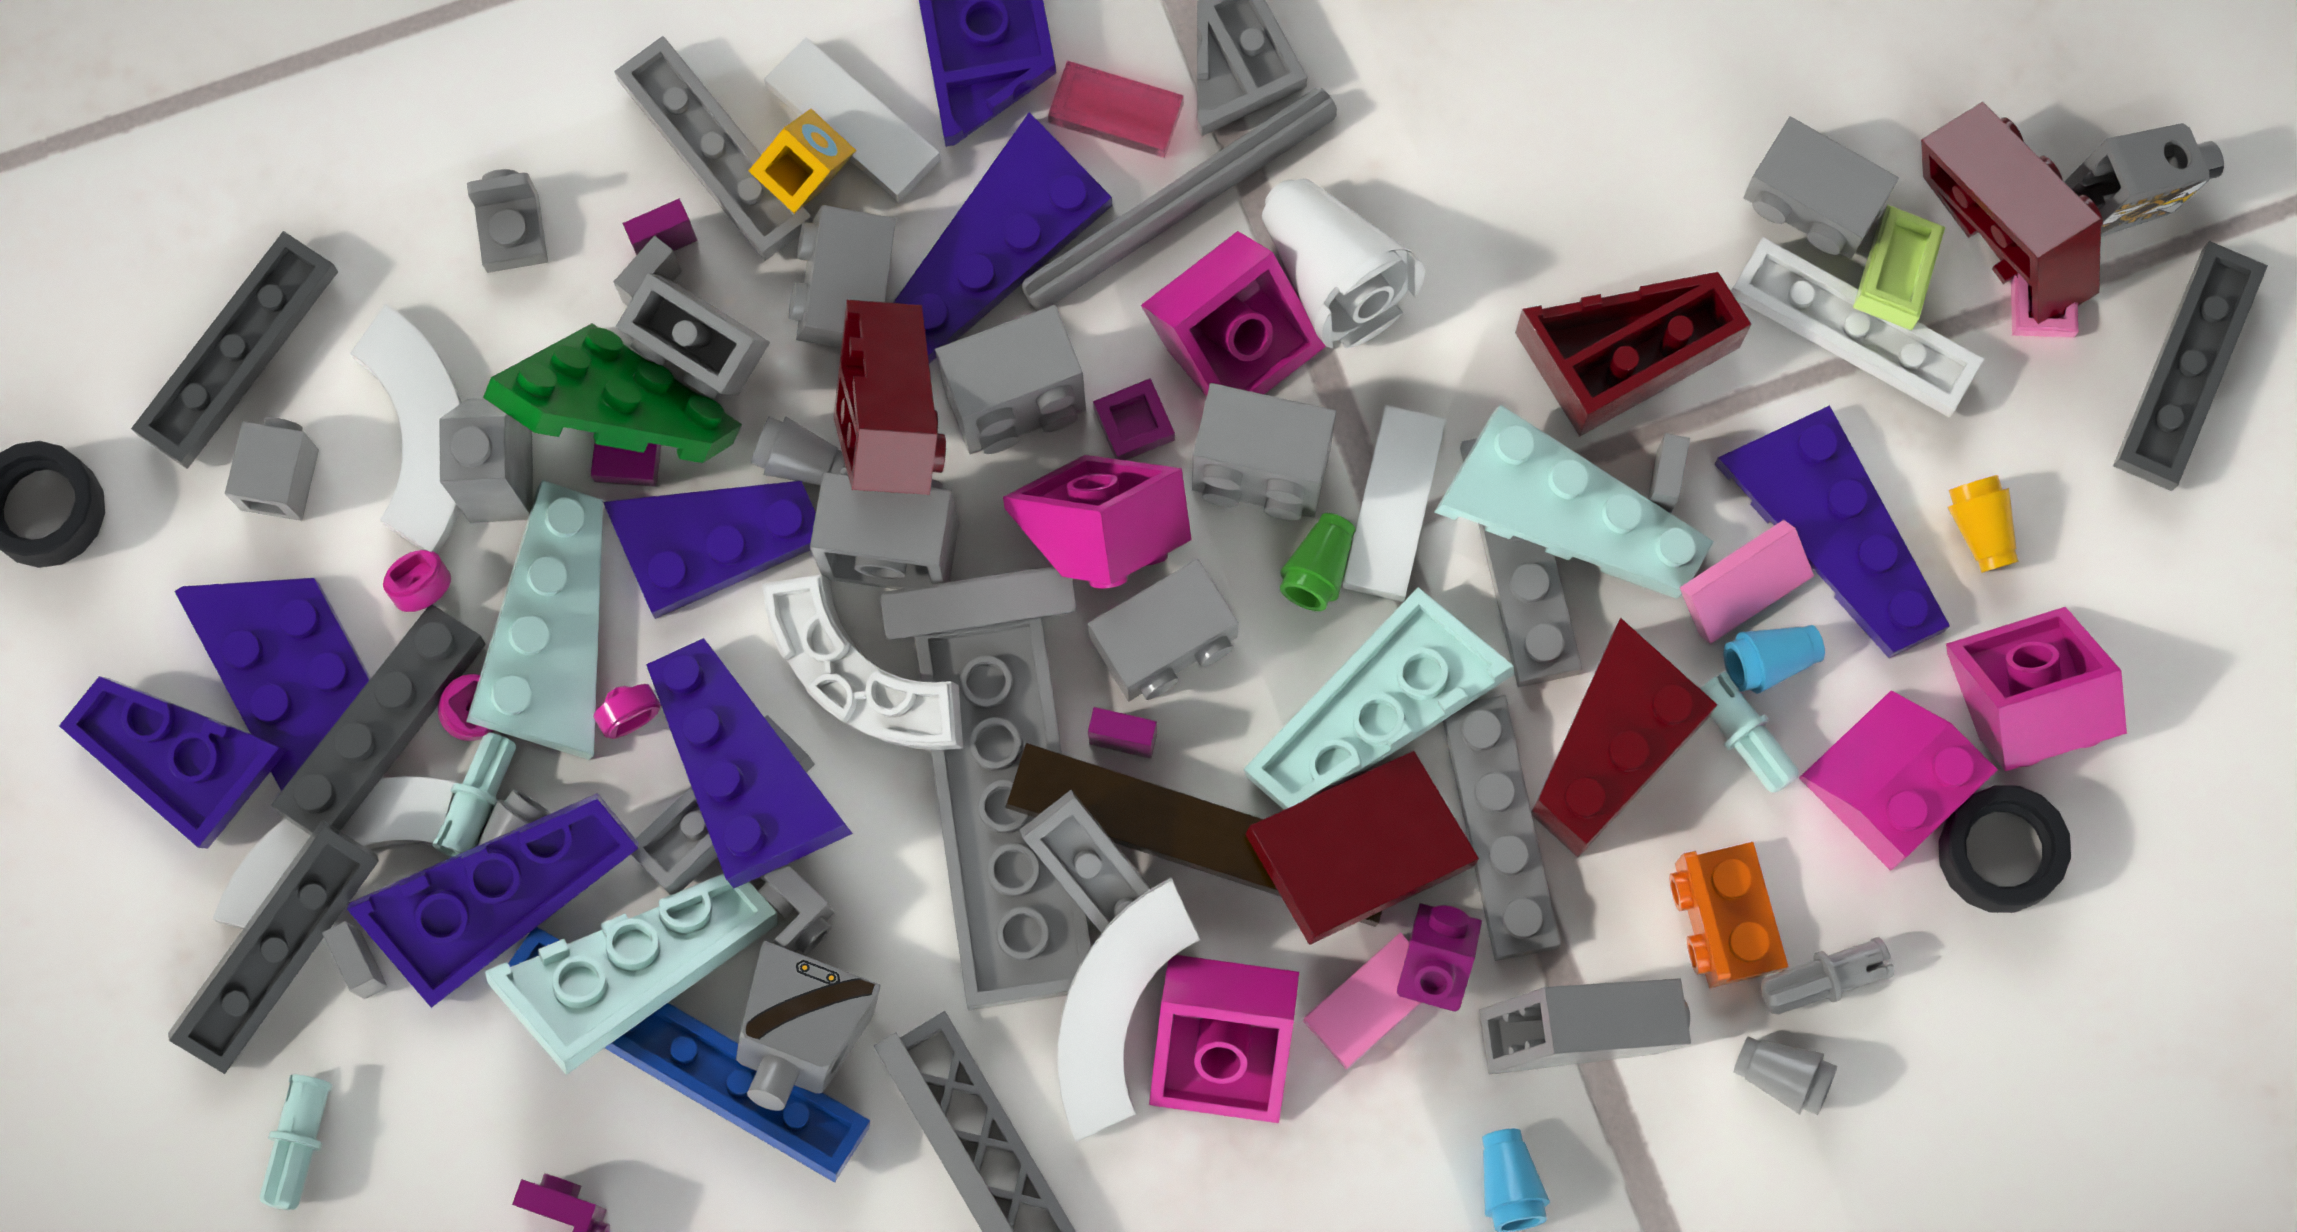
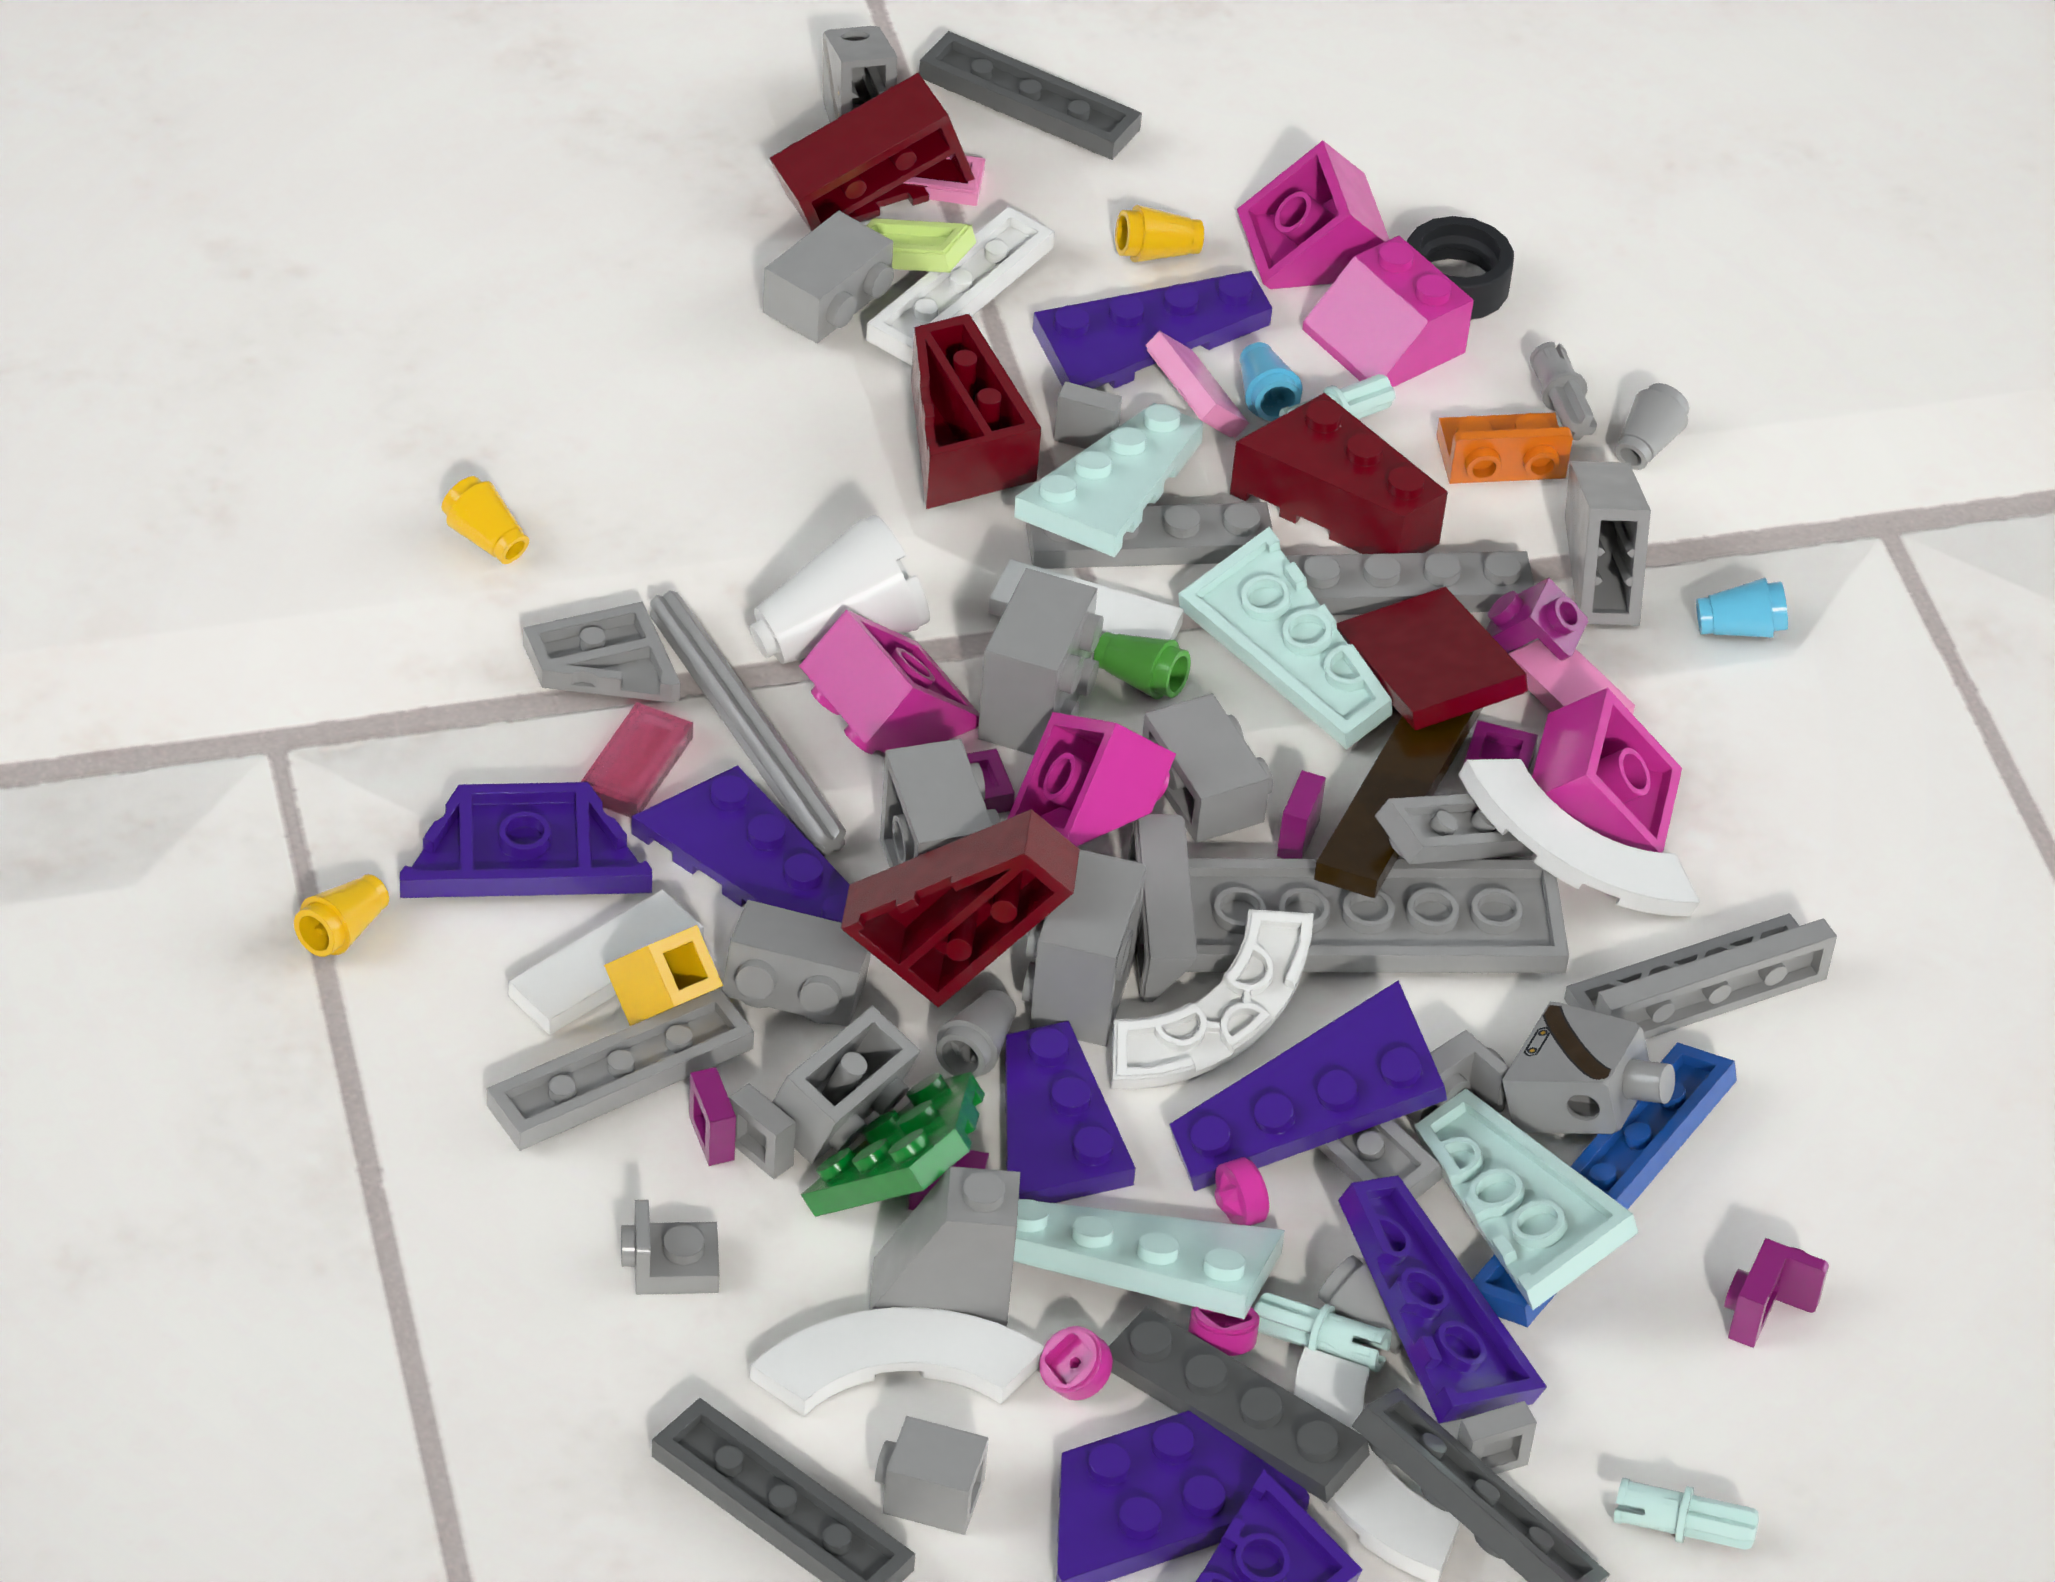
camera: 90 degrees left, 30 degrees down
(1258, 932) = (1501, 742): none -> magenta tile

